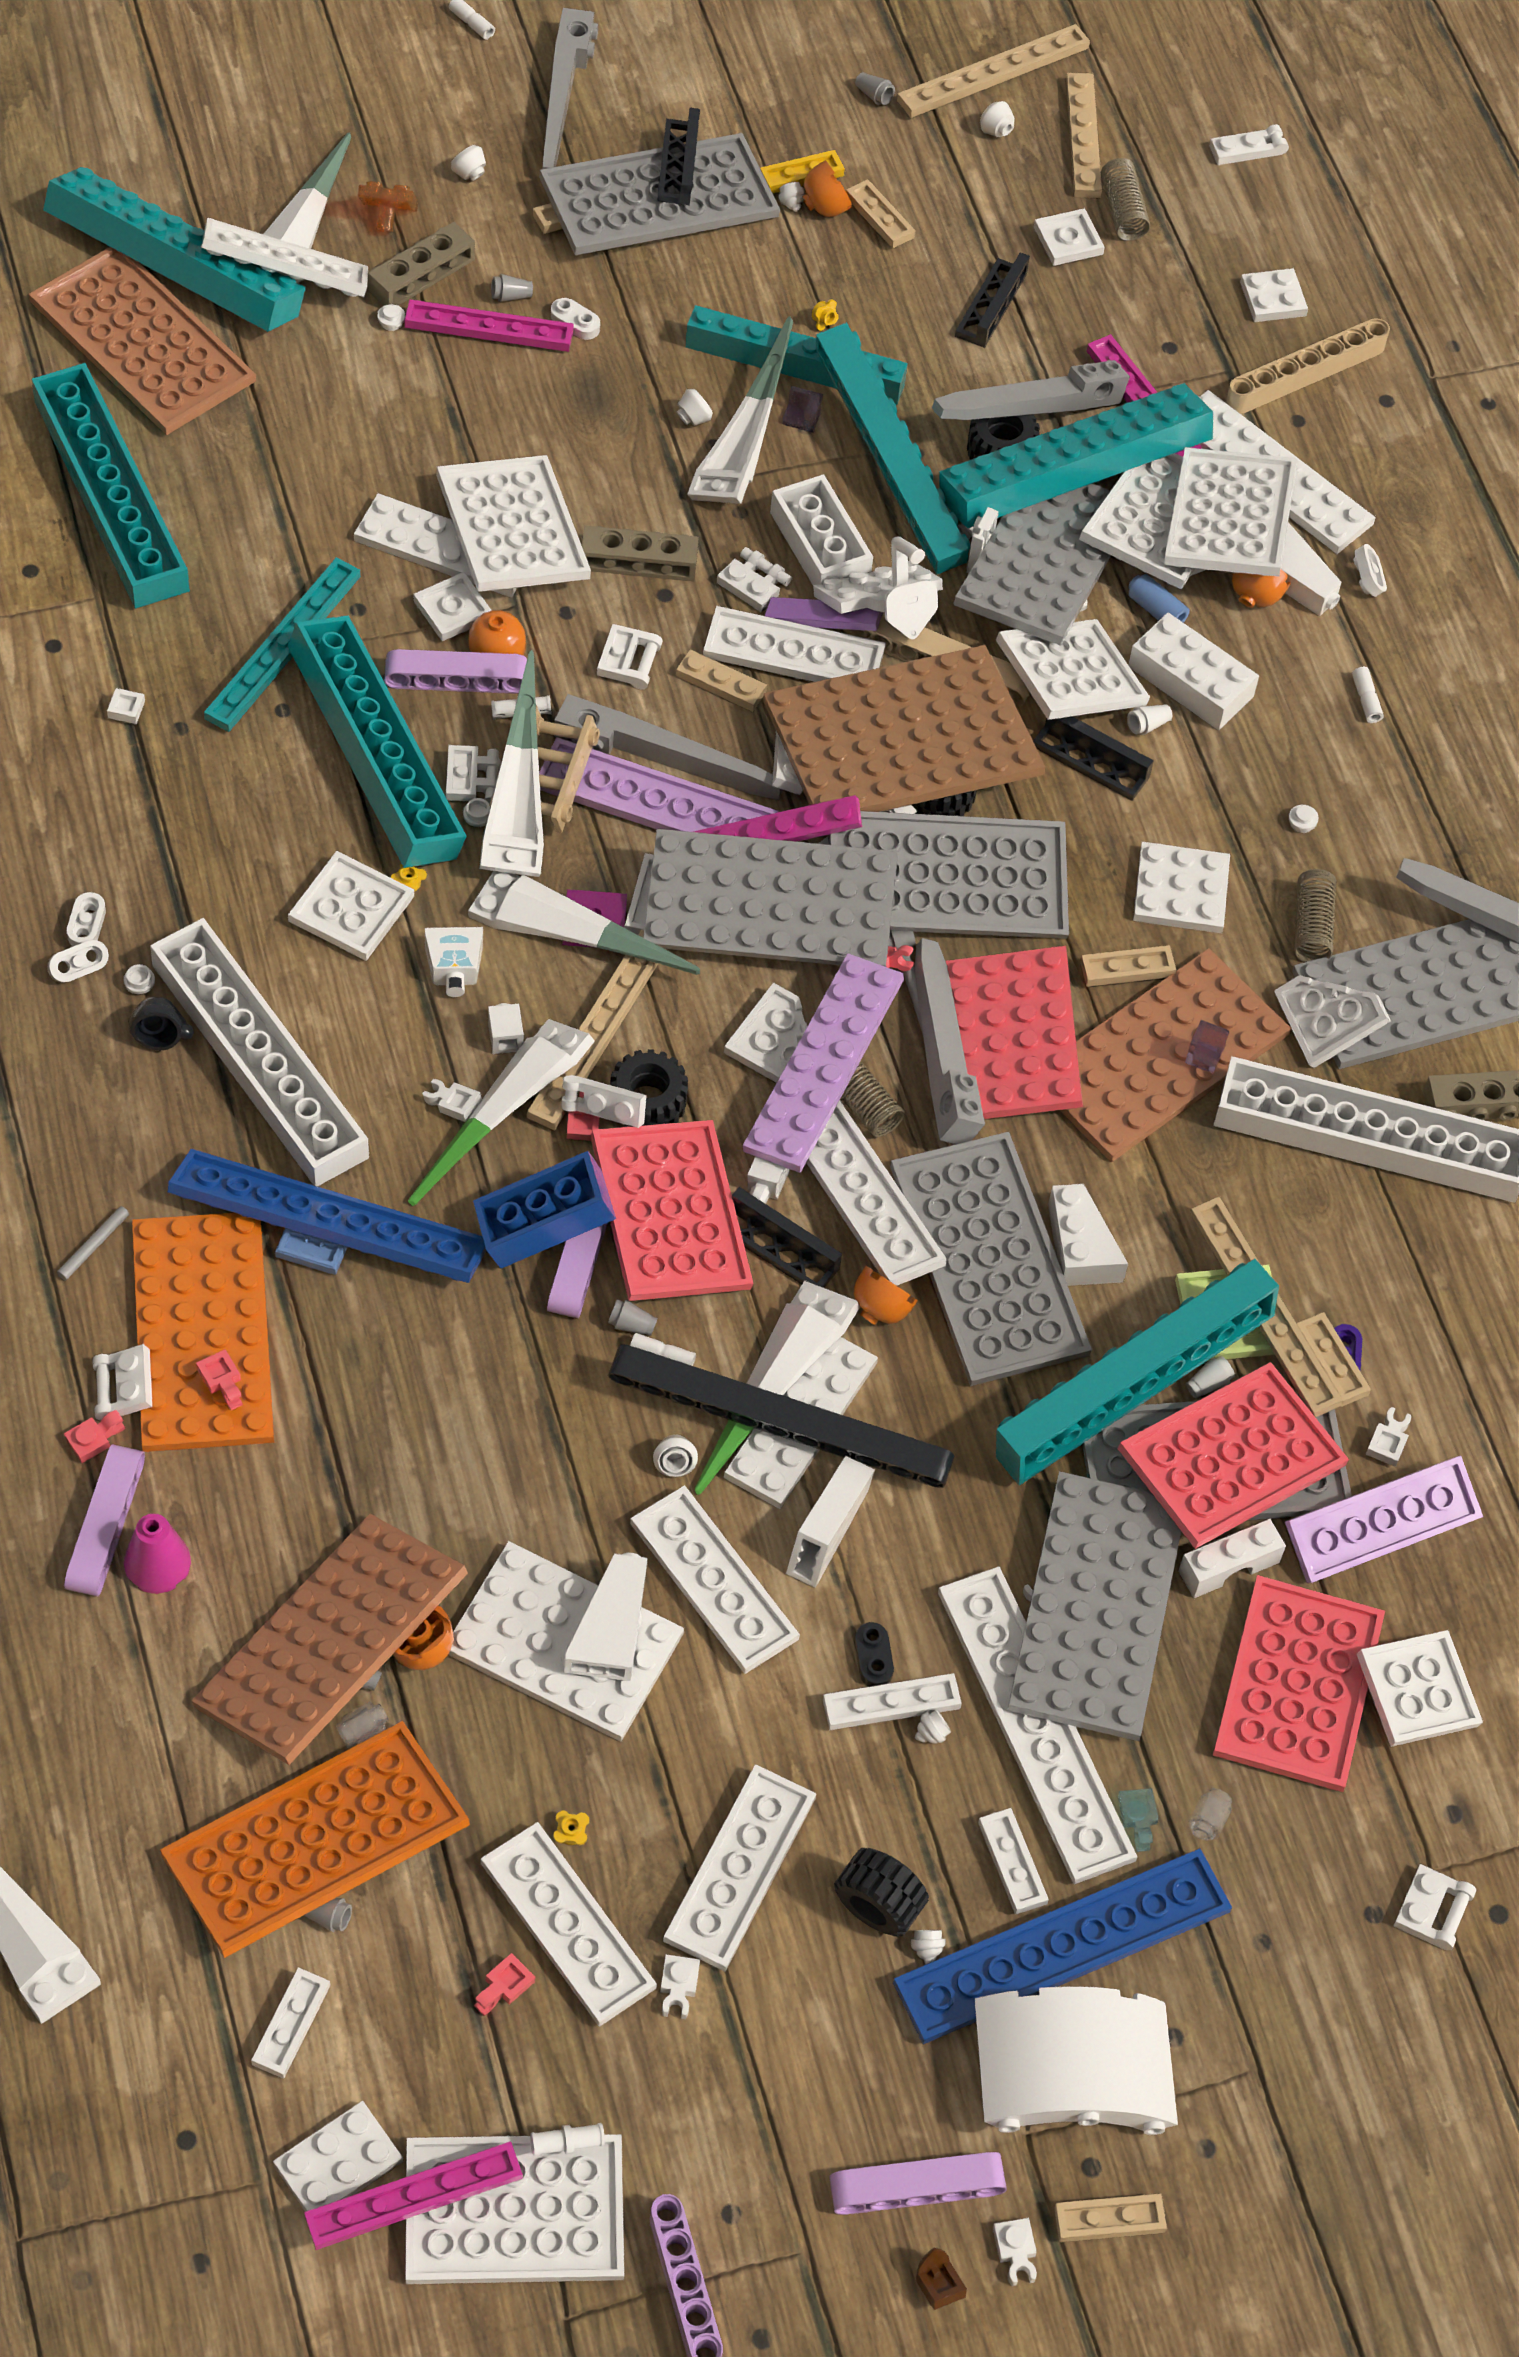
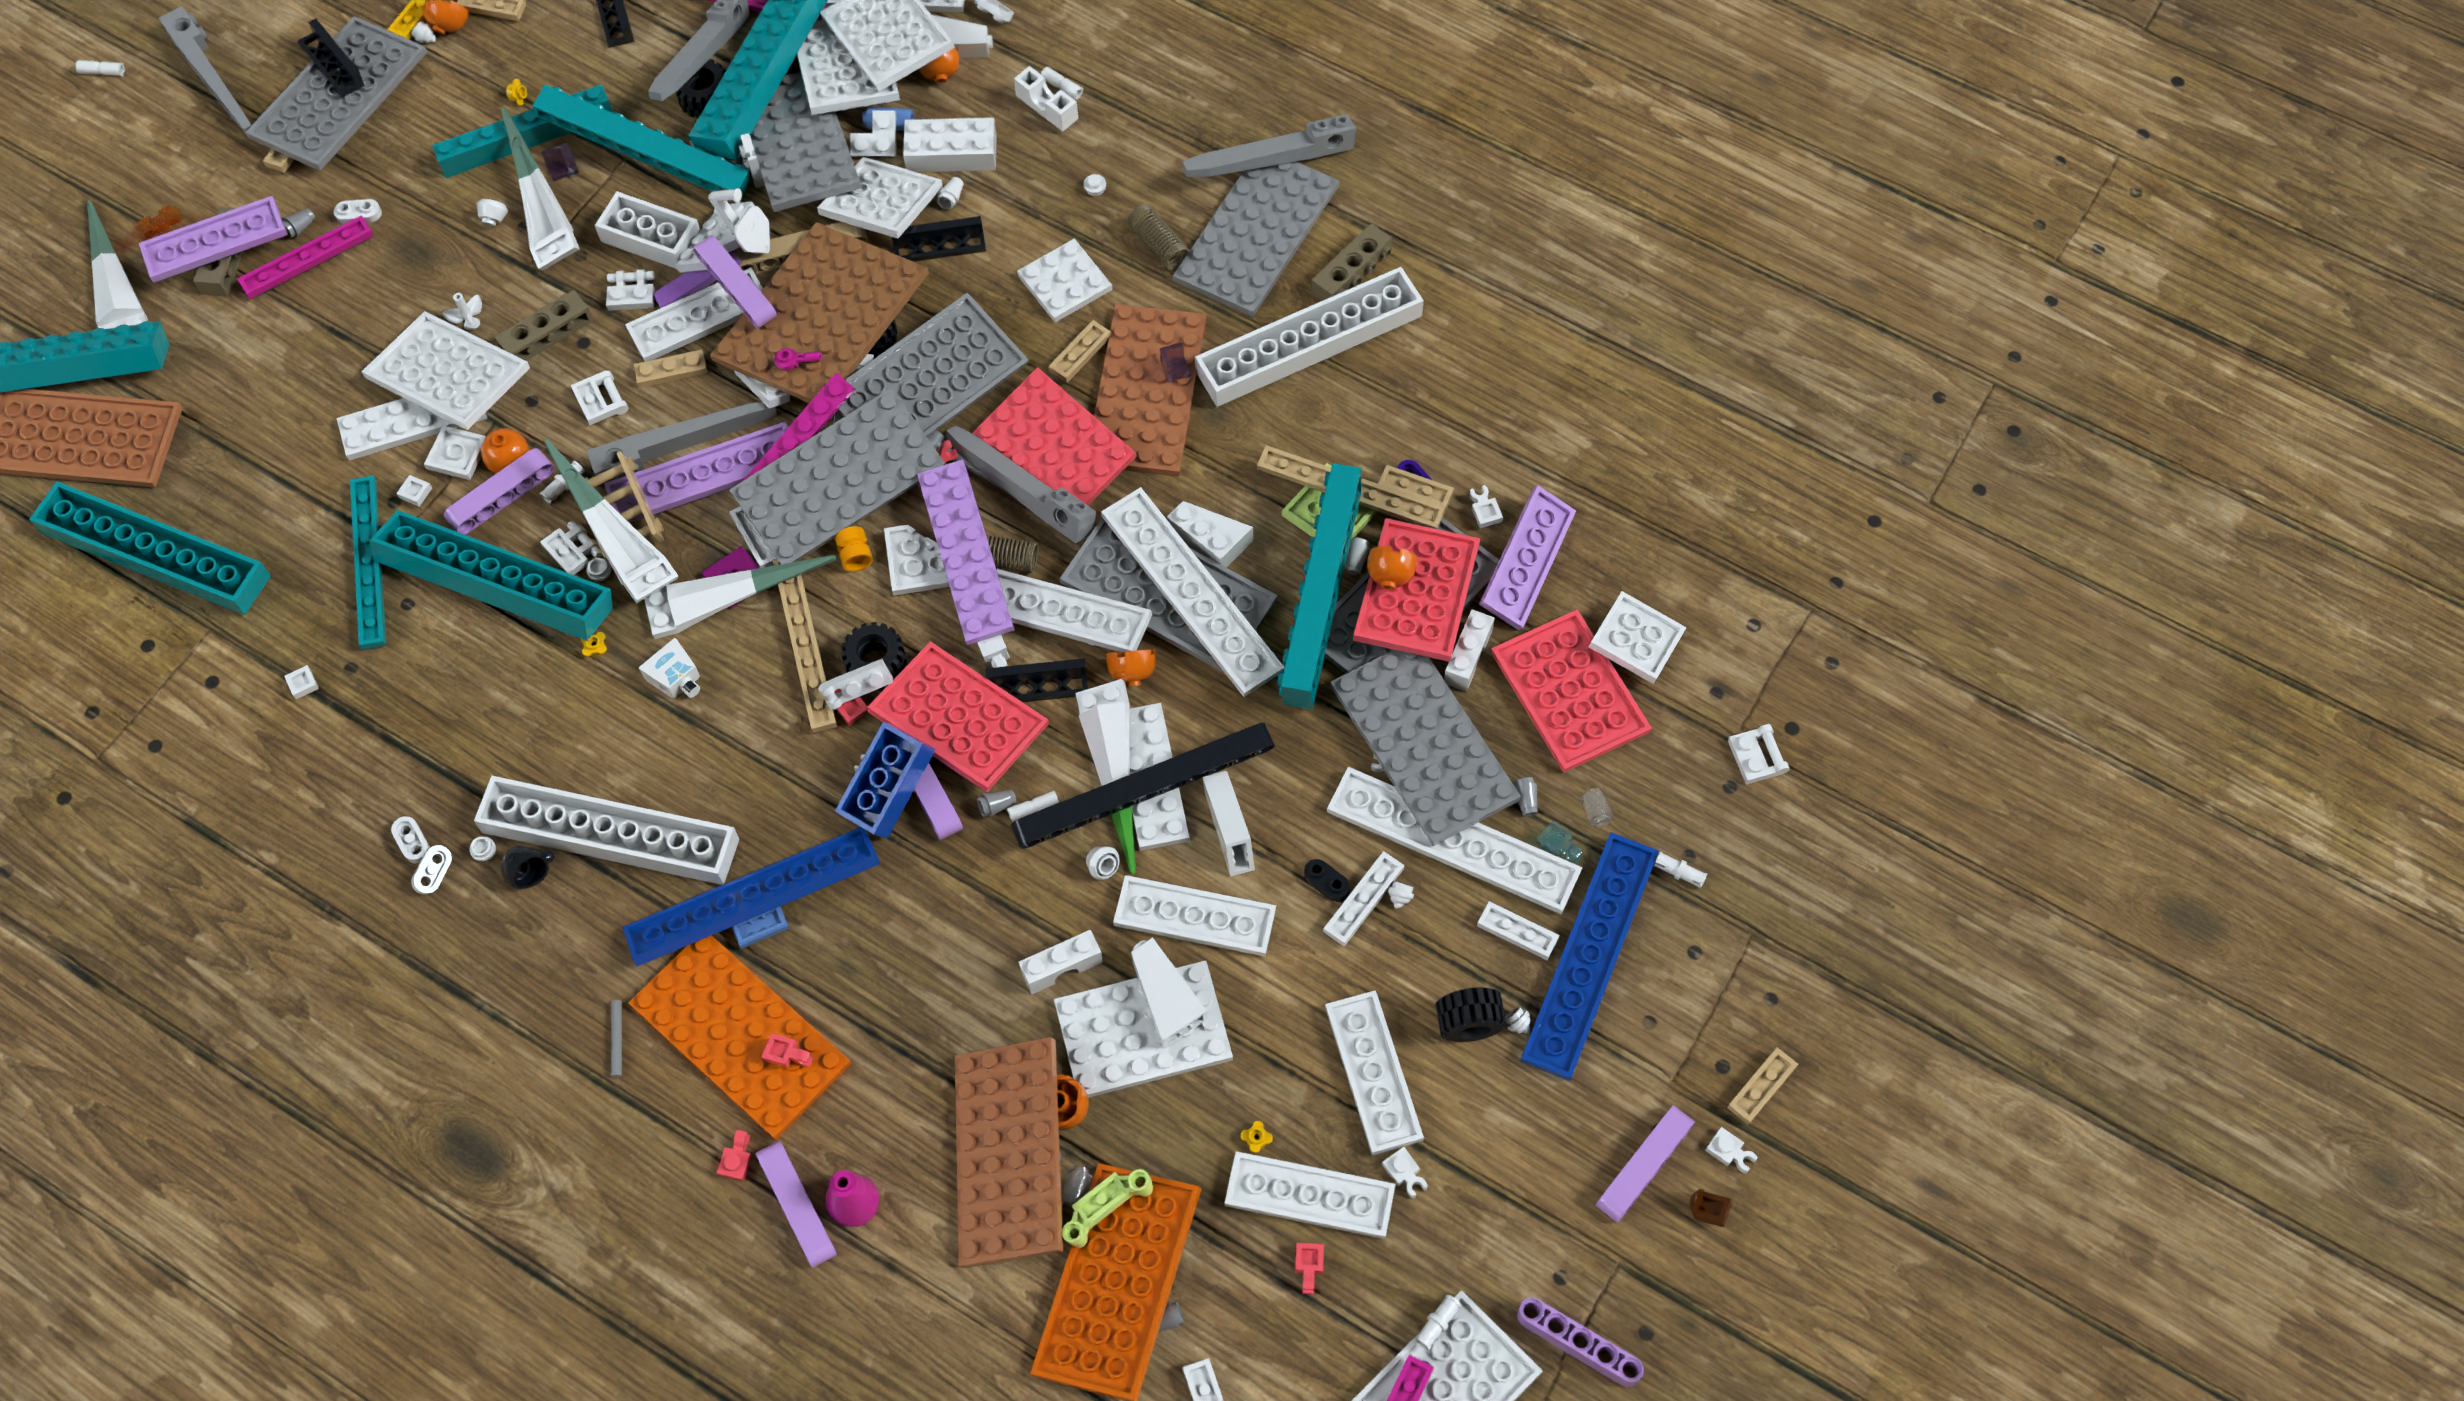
camera: 35 degrees left, 5 degrees up
(132, 1381) = (728, 1103): white plate -> none
(285, 257) = (128, 311): white plate -> none
(351, 905) = (574, 691): white plate -> none
(367, 1754) = (1102, 1201): none -> yellowish green plate
(383, 612) = (414, 490): none -> white plate
(391, 317) = (234, 299): white plate -> none
(419, 246) = (212, 239): none -> lavender plate
(453, 1101) = (760, 759): white plate -> none
(469, 163) = (191, 162): white cone -> none
(505, 1028) = (747, 688): white brick -> none
(531, 1069) = (789, 703): white plate -> none
(567, 1515) = (1075, 953): none -> white arch
(581, 483) = (465, 311): none -> white plant
(726, 978) = (853, 549): none -> light orange wheel
(827, 751) = (788, 359): none -> dark pink plate
(847, 640) = (734, 281): none -> lavender beam
(1006, 1275) = (1192, 592): none -> white plate
(1075, 2059) = (1664, 1015): white panel -> none
(1131, 616) = (880, 142): none -> white plate
(1153, 1741) = (1528, 792): none -> light grey cone
(1219, 1408) = (1391, 568): none -> orange cylinder
(1236, 1945) = (1680, 869): none -> white pin
(1329, 1016) = (1223, 289): white plate -> none
(1334, 711) = (1057, 108): none -> white arch

